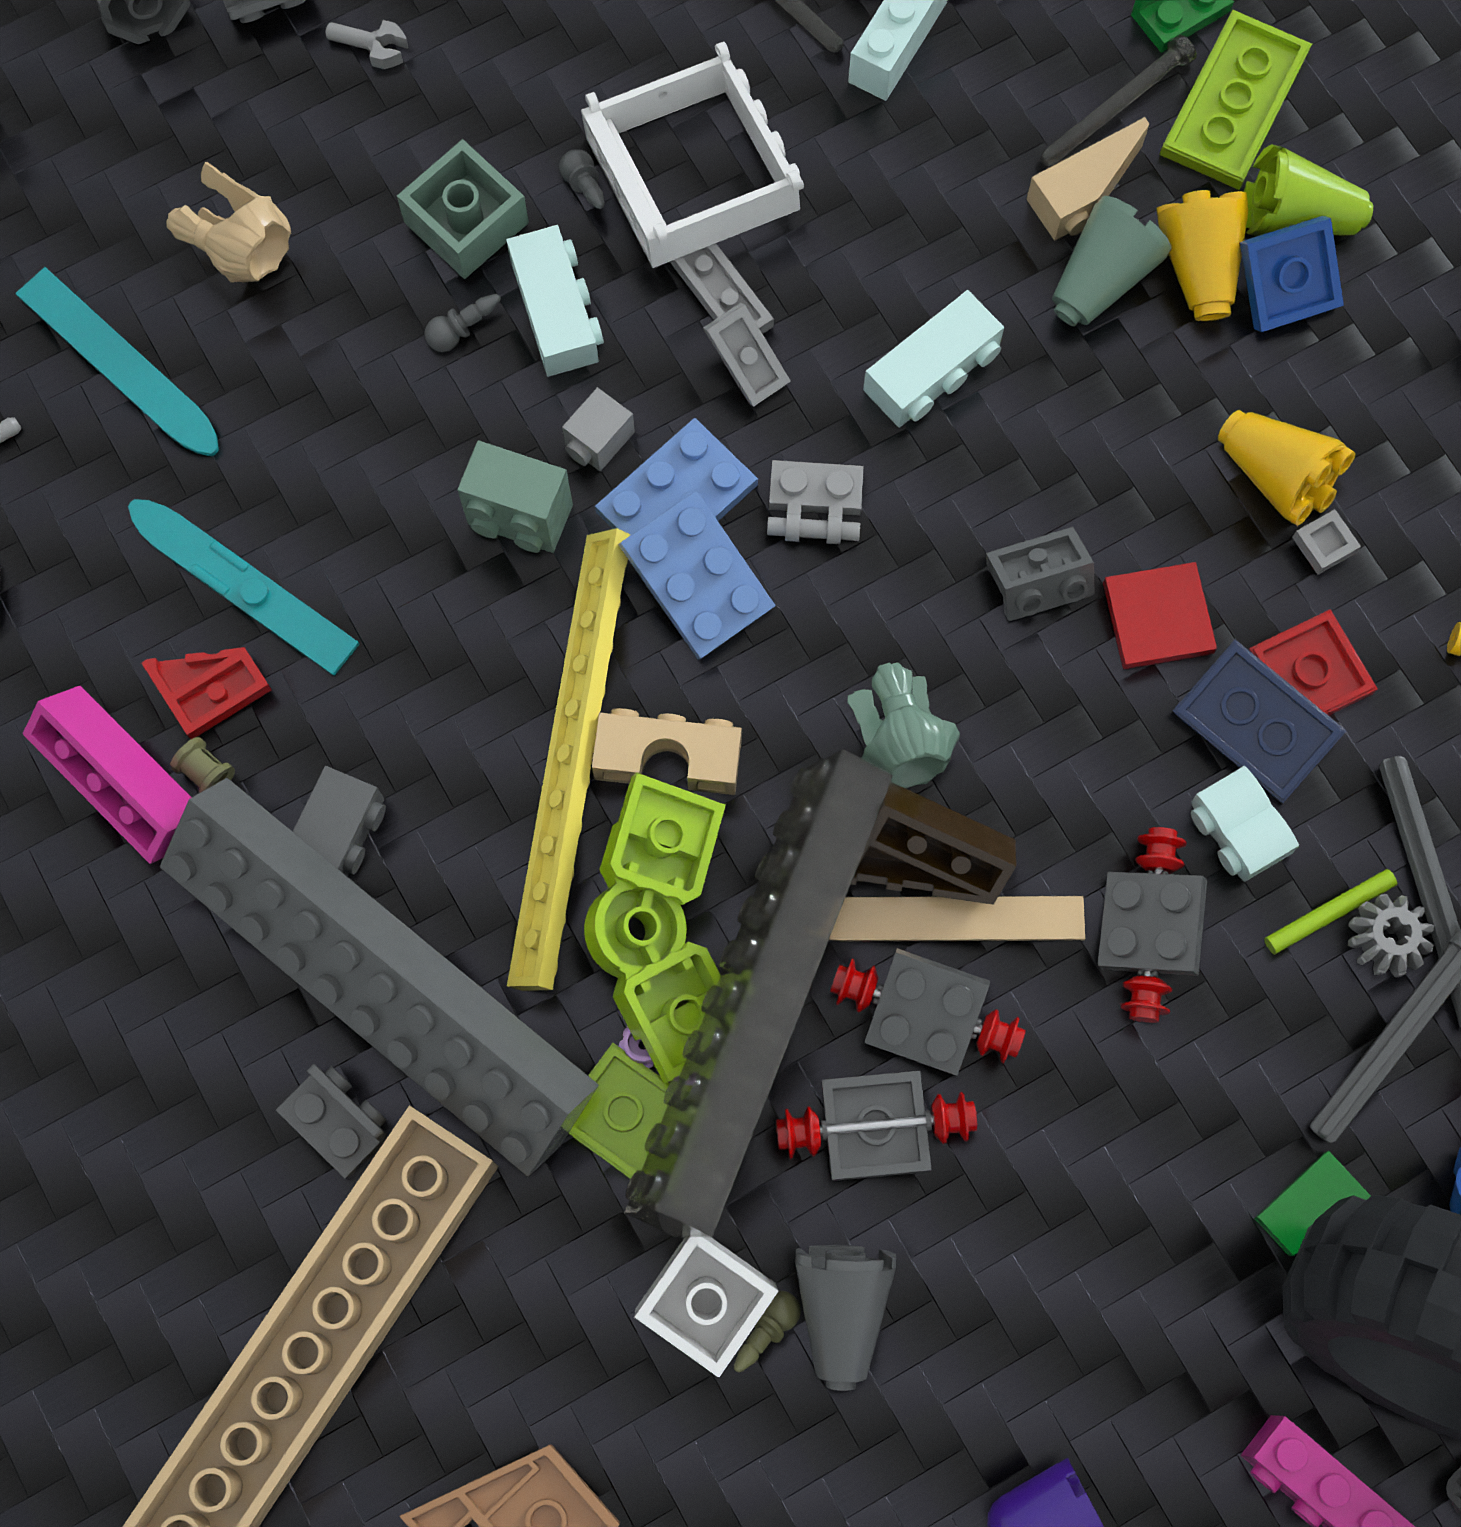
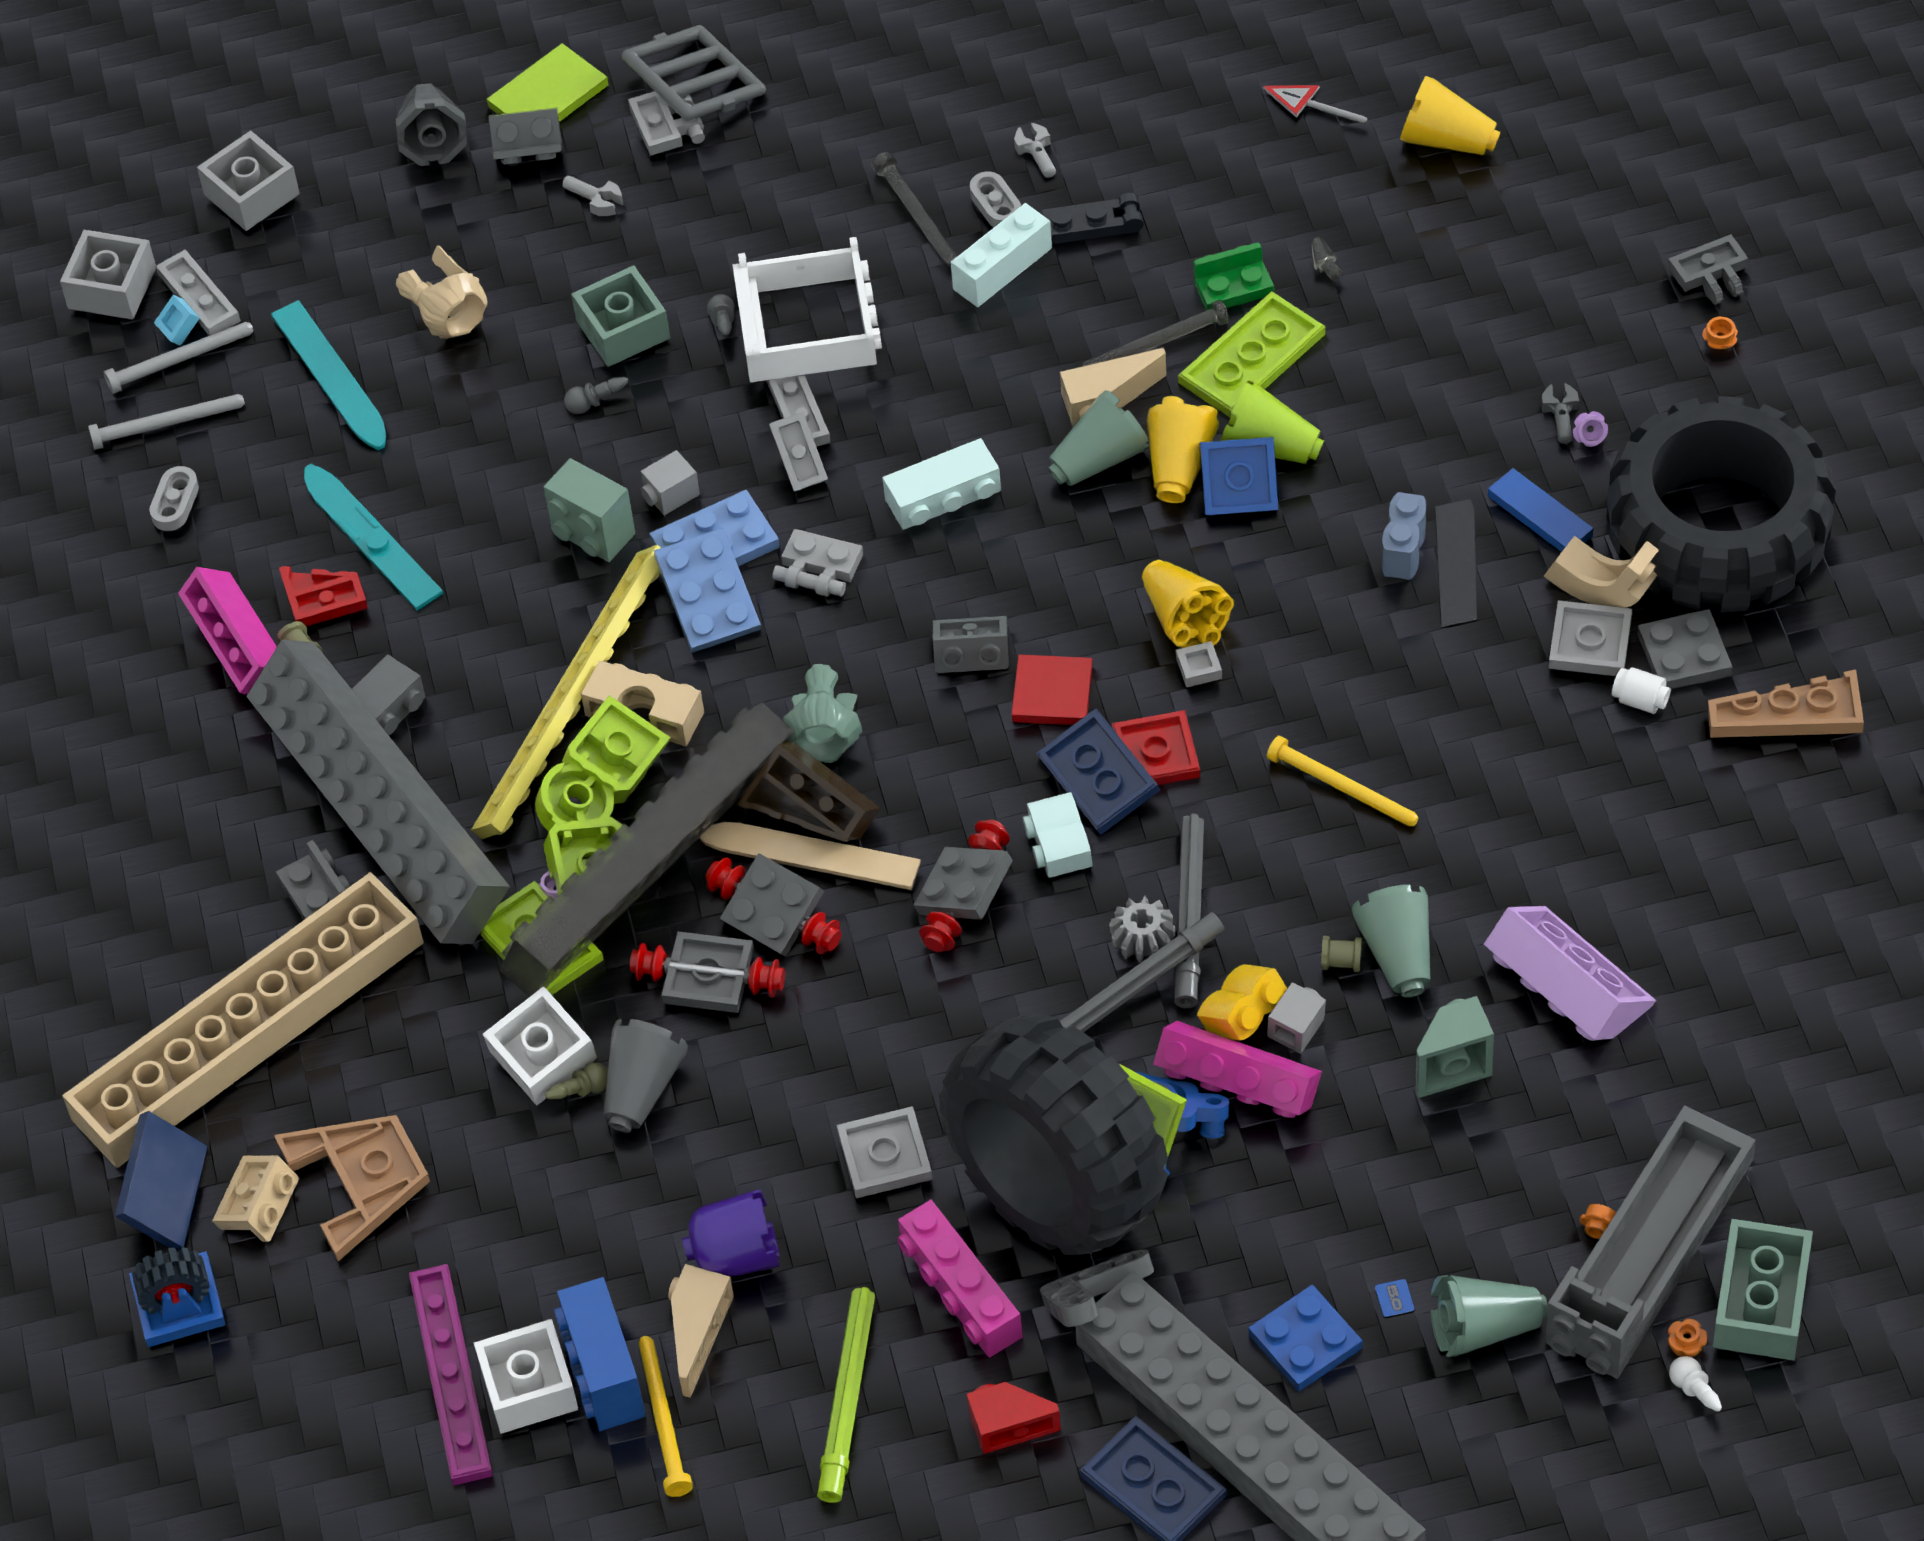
camera: 20 degrees right, 20 degrees down
(555, 300) = (669, 391): light aqua brick -> none
(1184, 1337) = (884, 1152): none -> light grey plate
(1330, 911) = (1099, 910): lime bar -> none

